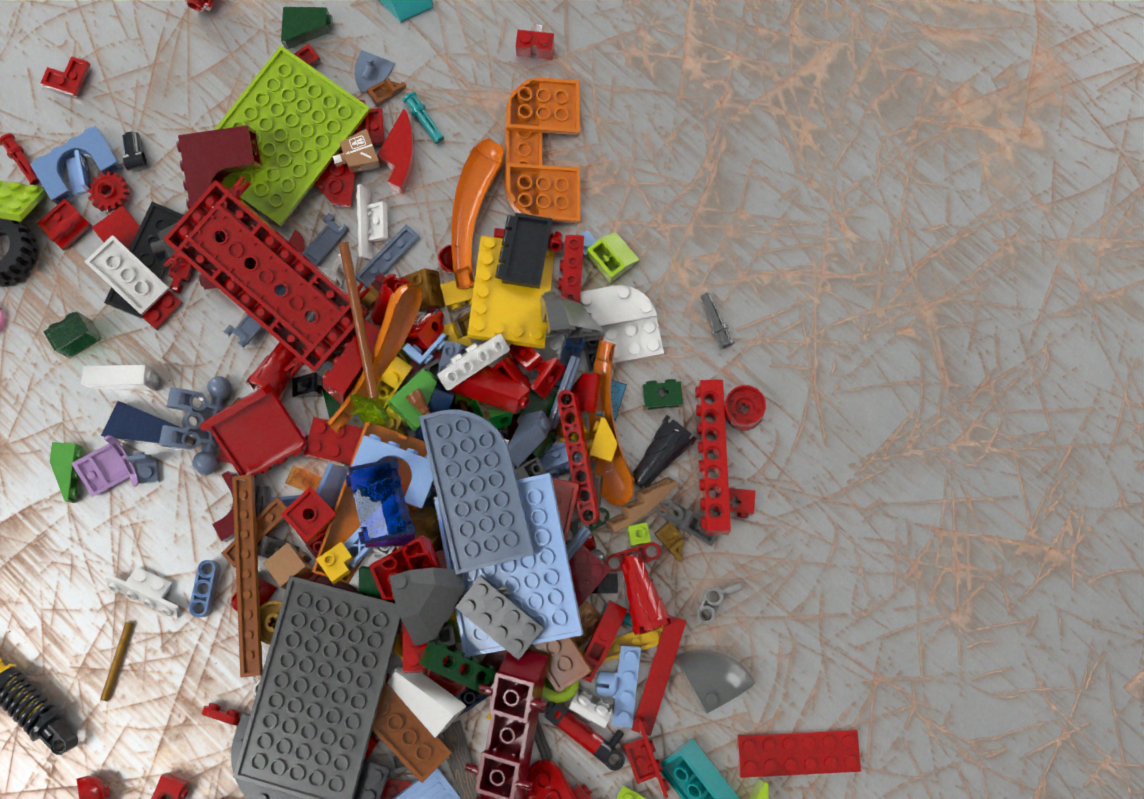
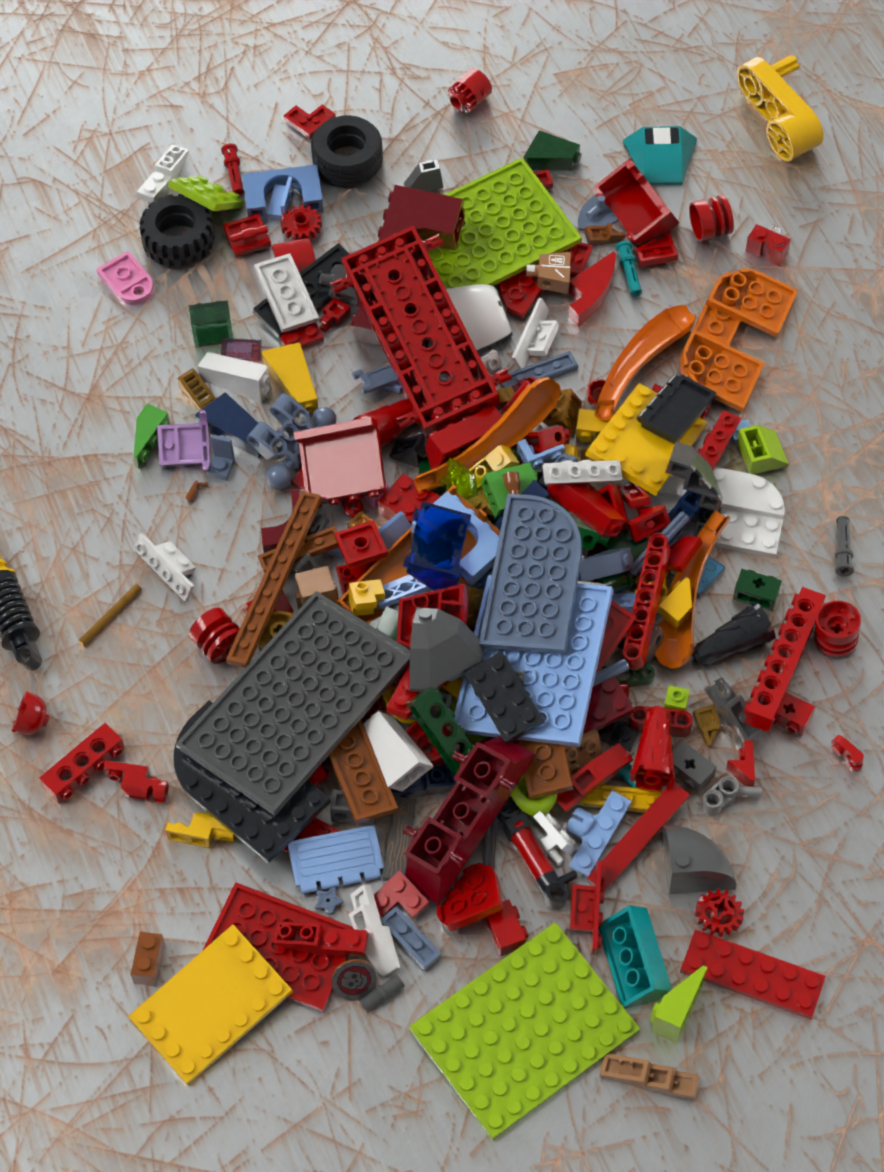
camera: 25 degrees right, 20 degrees down
(80, 398) = (189, 380): none -> pearl gold slope
(100, 83) = (343, 132): none -> black tyre
(112, 344) = (242, 348): none -> clear pink tile
(134, 156) = (339, 203): black piece -> none
(134, 505) = (193, 490): none -> dark orange piece
(170, 352) = (291, 374): none -> yellow slope
(197, 595) = (225, 575): medium blue beam -> none
(200, 99) = (425, 177): none -> dark grey slope
(213, 711) = (183, 695): red plate -> none
(219, 647) = (214, 634): none -> red wheel
(290, 462) = (355, 504): none -> red plate
(308, 225) = (480, 313): none -> white piece
(358, 320) = (488, 396): dark orange piece -> none
(402, 48) = (635, 203): none -> red windscreen
(440, 89) = (657, 251): none -> red wing
(475, 38) = (711, 217): none -> red wheel
(556, 243) = (706, 416): red pin -> none
(645, 501) = (696, 674): medium nougat slope -> none
(686, 590) = (692, 767): none -> dark grey brick
(721, 571) = (744, 767): none -> red slope
(751, 704) = (729, 918): none -> red gear
(790, 516) = (844, 748): none -> red plate

